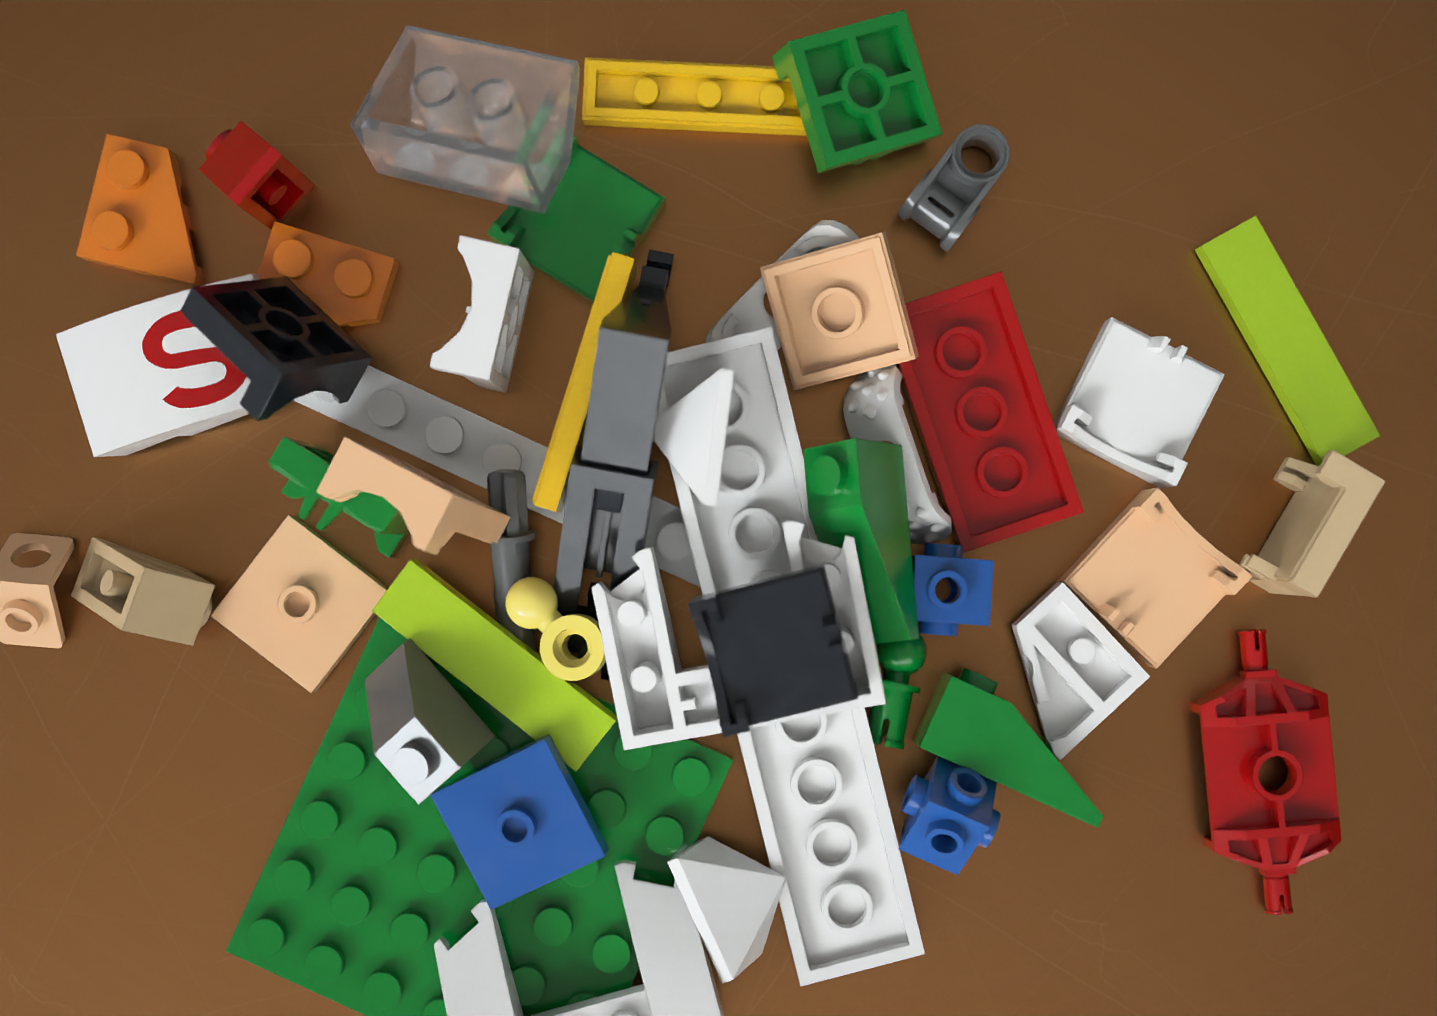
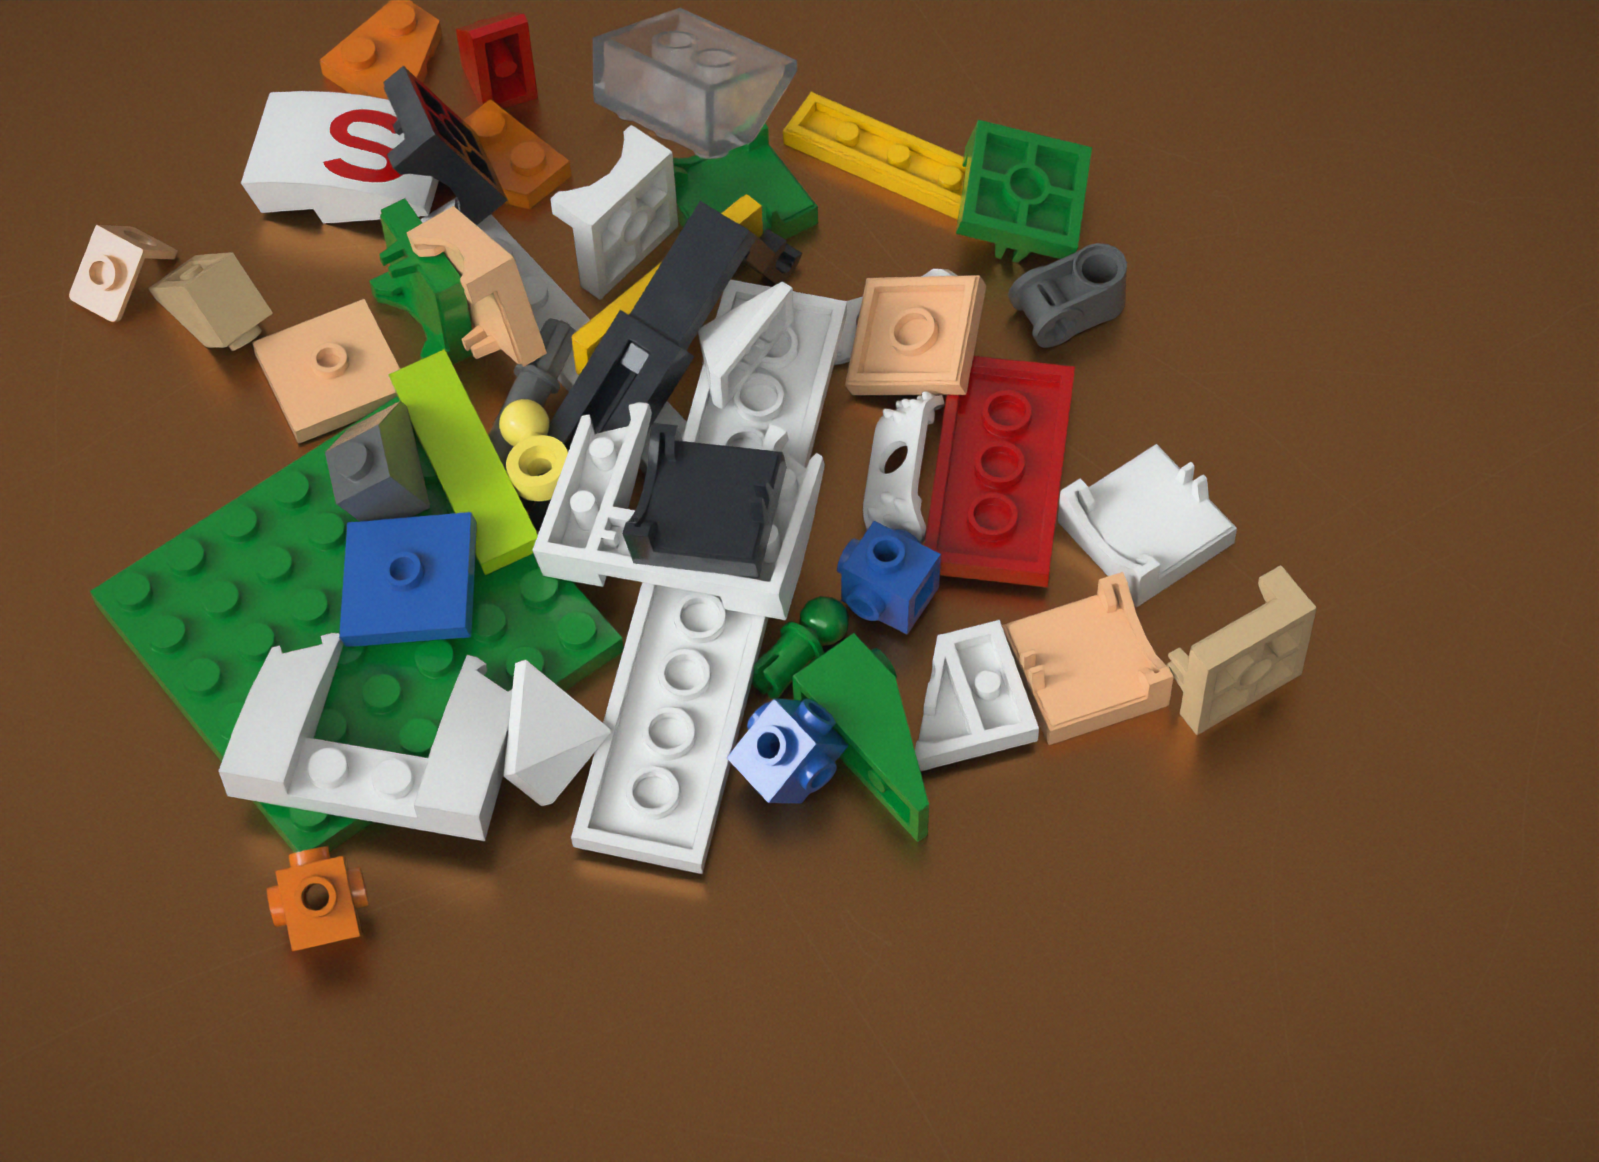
camera: 35 degrees right, 30 degrees down
(861, 493) = (860, 461): green slope -> none
(1242, 728) = (1104, 914): red plate -> none
(1286, 341) = (1312, 528): lime tile -> none

